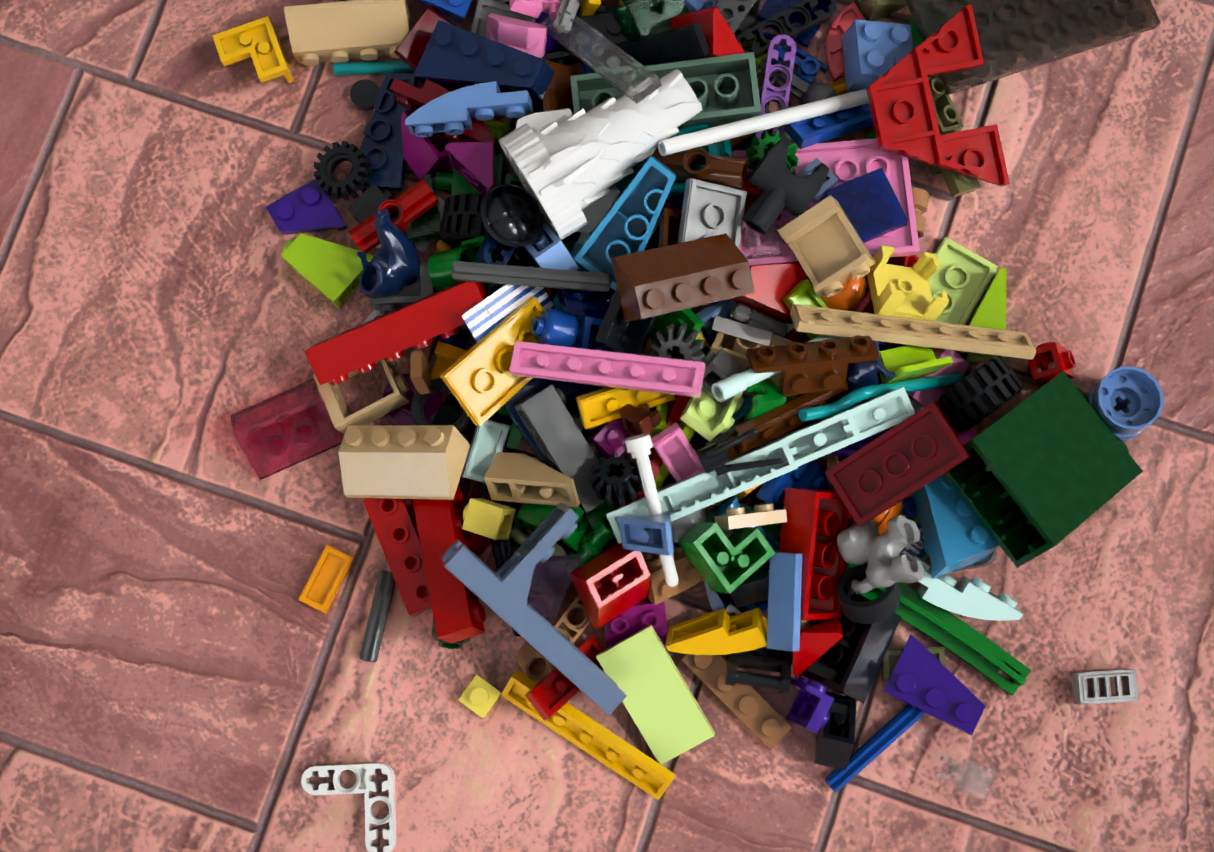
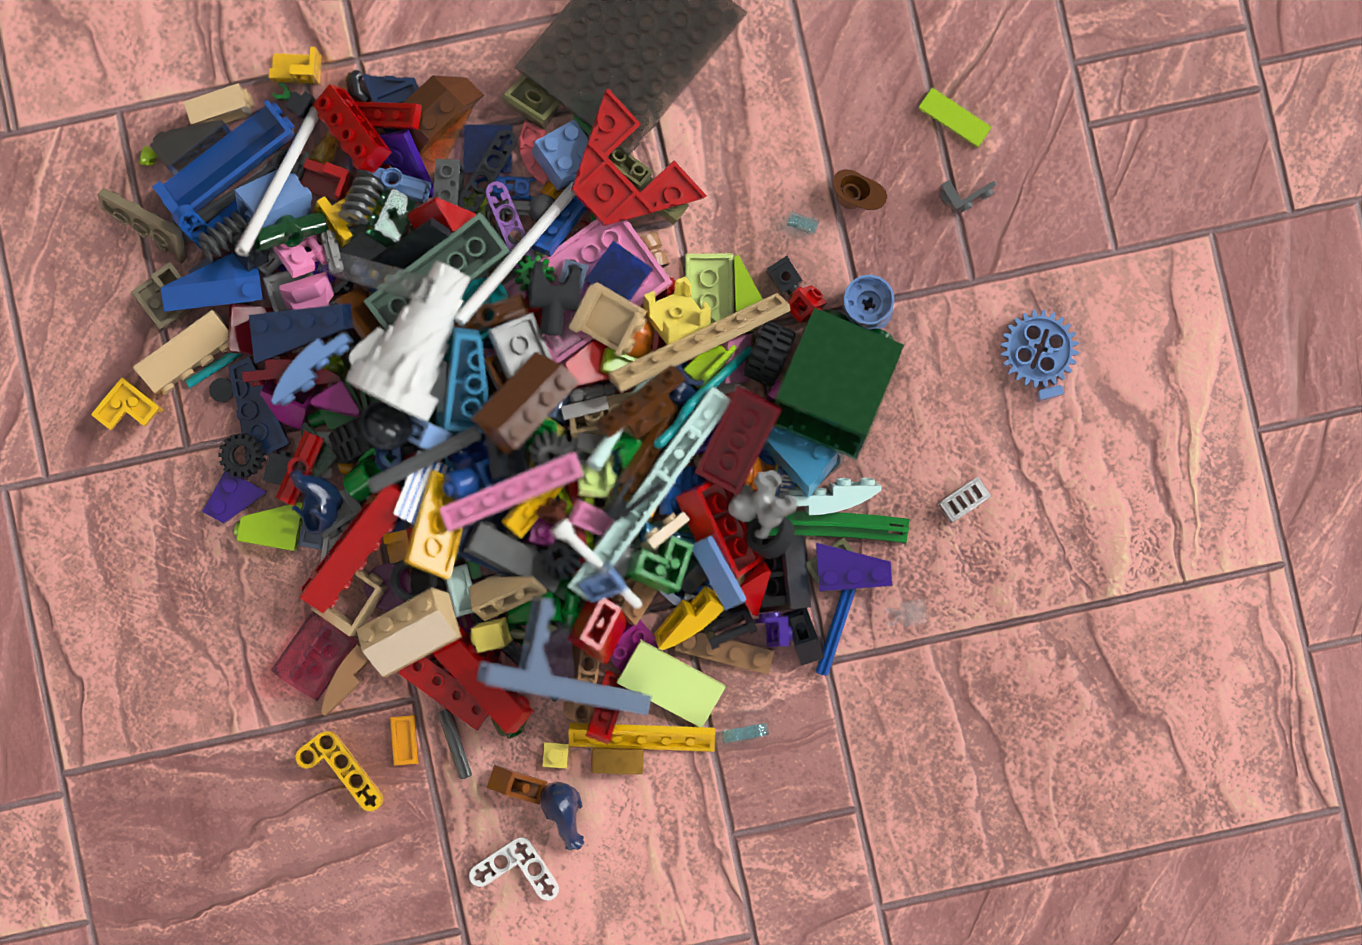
camera: 30 degrees left, 5 degrees up
(237, 576) = (345, 774): none -> yellow beam
(301, 474) = (344, 679): none -> medium nougat slope
(359, 303) = (310, 540): none -> sand blue tile
(417, 703) = (516, 784): none -> dark orange slope
(420, 372) = (386, 565): medium nougat tile -> none
(450, 757) = (560, 805): none -> dark blue piece
(543, 744) = (617, 761): none -> pearl gold slope
(706, 800) = (745, 732): none -> clear light blue beam
(1038, 310) = (780, 267): none -> black brick
(1094, 278) = (803, 223): none -> clear light blue pin
(1176, 278) = (858, 191): none -> reddish brown piece

